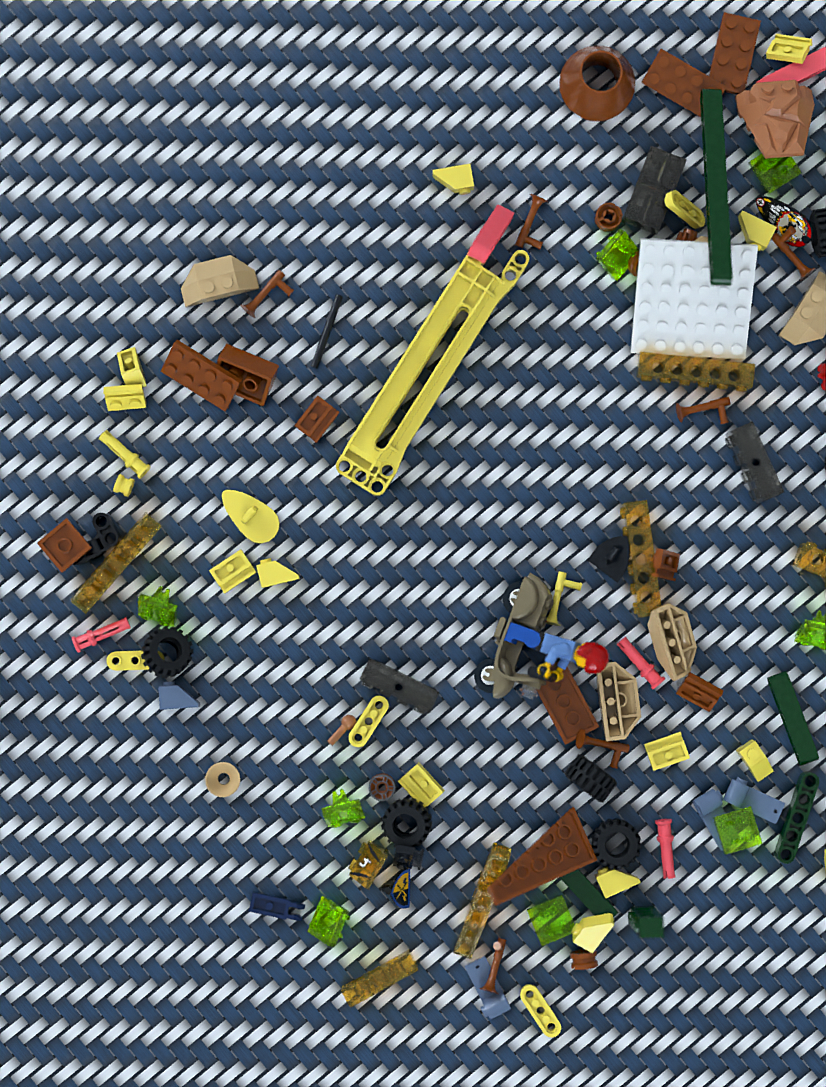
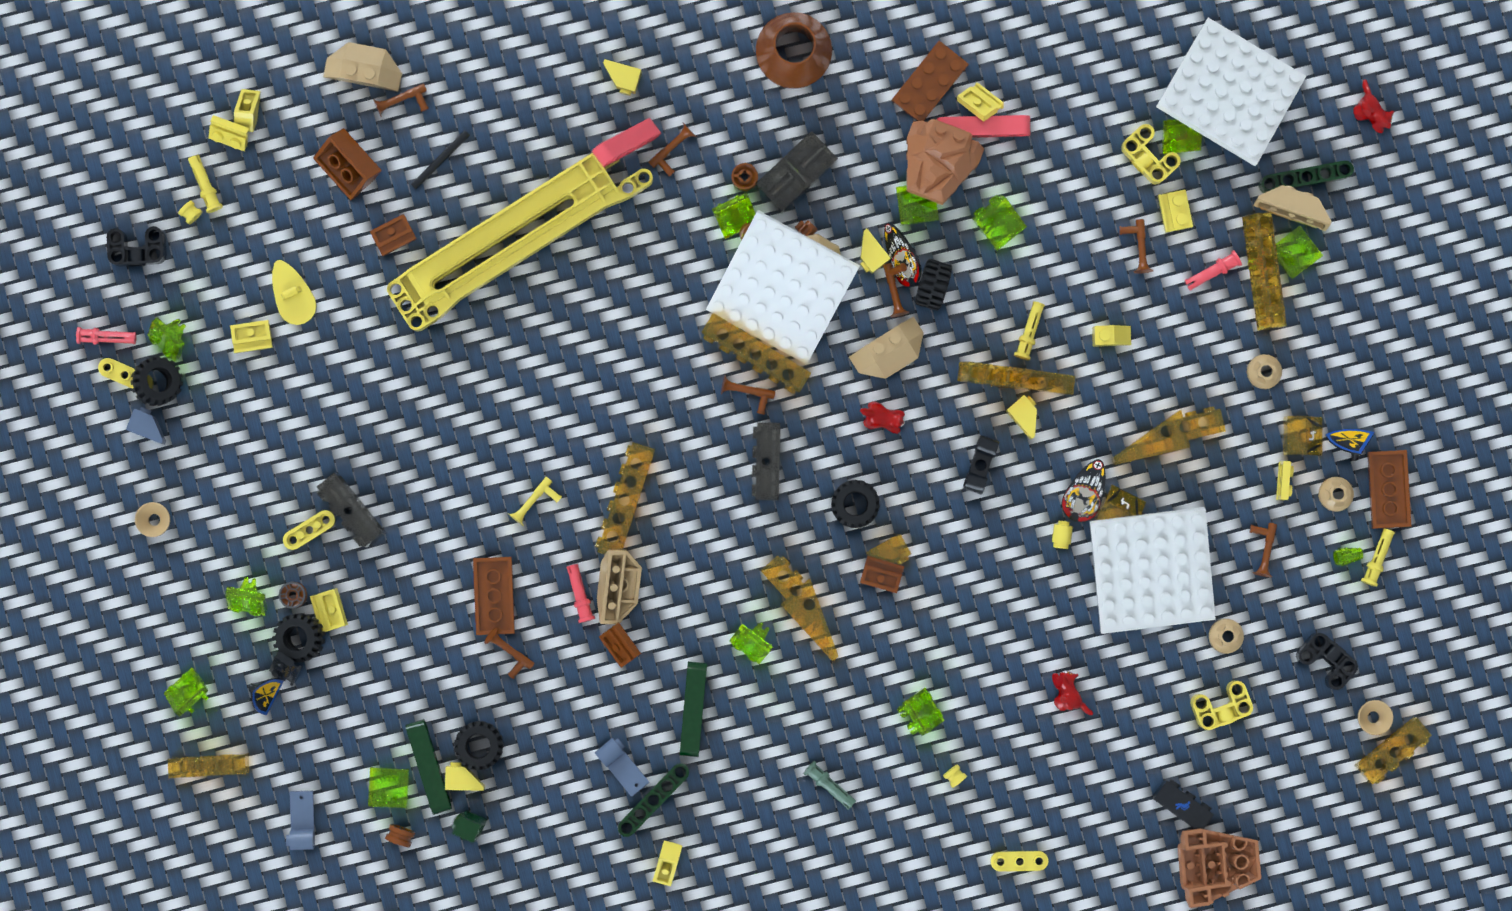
camera: 15 degrees right, 0 degrees up
(64, 545) = (110, 241): dark orange plate -> none
(115, 562) = (149, 278): clear yellow brick -> none
(201, 375) = (306, 146): dark orange plate -> none
(274, 573) = (288, 356): light yellow slope -> none
(274, 906) = (144, 656): dark blue hinge -> none
(348, 723) = (289, 523): nougat bar -> none
(368, 863) = (248, 657): clear yellow slope -> none
(481, 901) = (334, 738): clear yellow brick -> none
(499, 949) = (329, 788): dark orange piece -> none
(528, 607) = (499, 496): piece -> none
(543, 1018) = (337, 872): light yellow plate -> none
(553, 855) = (418, 727): dark orange wing -> none
(590, 778) = (482, 675): black tyre -> none
(592, 931) = (418, 812): light yellow slope -> none
(612, 557) = (599, 486): black shield -> none
(617, 701) = (541, 617): tan wedge -> none
(665, 564) = (643, 515): dark orange plate -> none
(665, 838) = (525, 762): coral pin -> none
(666, 751) = (565, 684): light yellow plate -> none
(679, 81) = (870, 89): dark orange plate -> none
(684, 209) = (815, 203): light yellow plate -> none
(710, 806) = (580, 766): sand blue door -> none
(716, 187) = (847, 196): dark green beam -> none
(737, 830) = (593, 785): clear neon green plate -> none
(755, 760) = (641, 731): light yellow slope -> none

